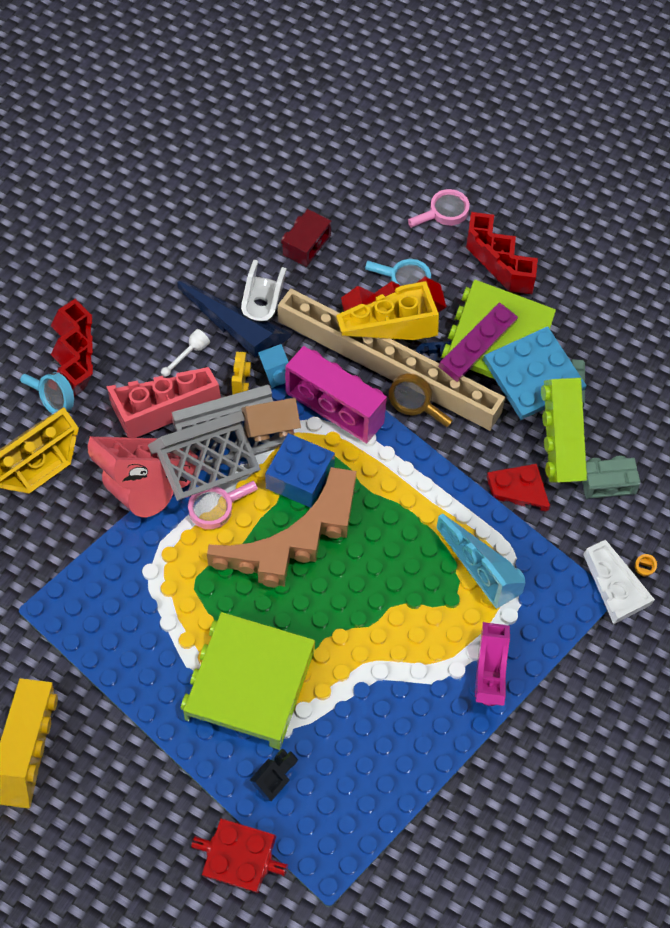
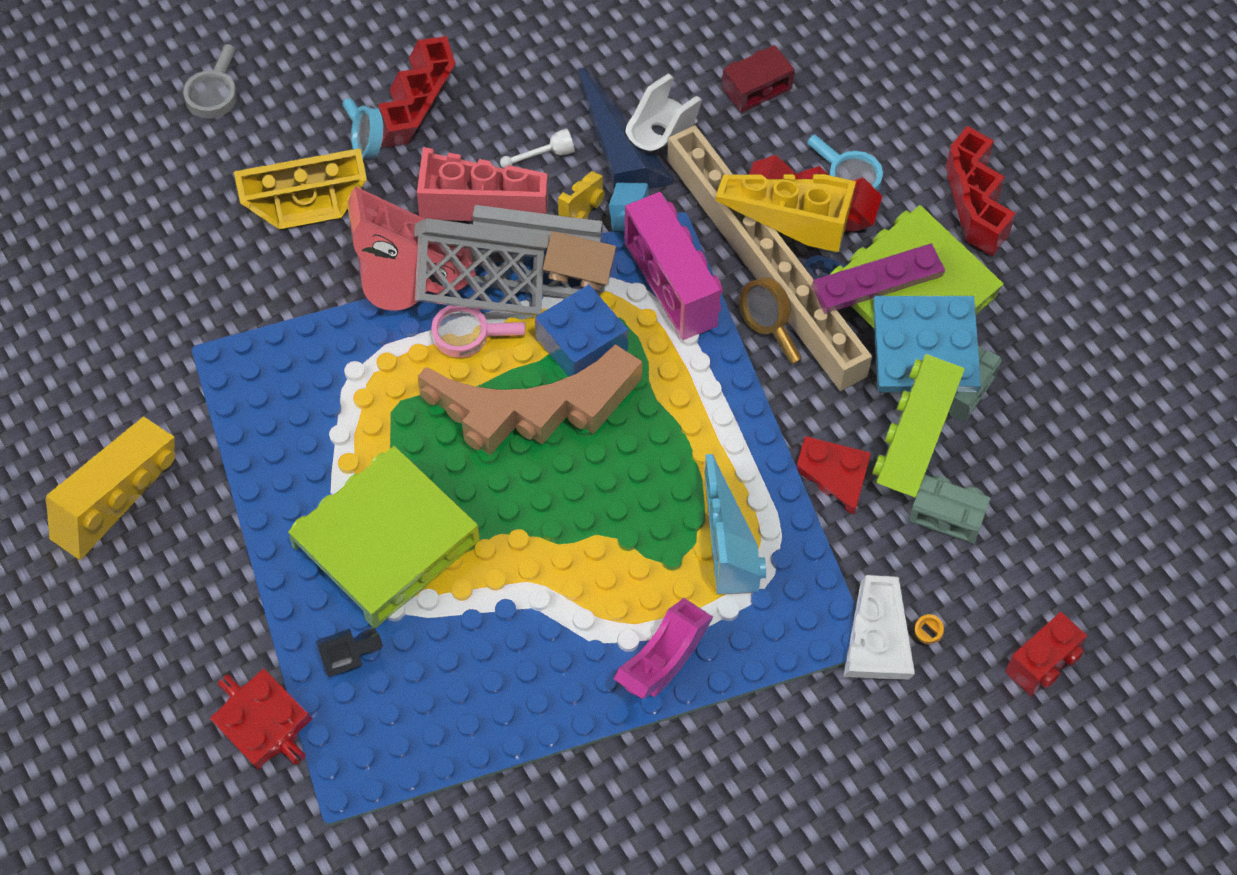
camera: 30 degrees right, 0 degrees up
(447, 208) = (947, 114): bright pink piece -> none

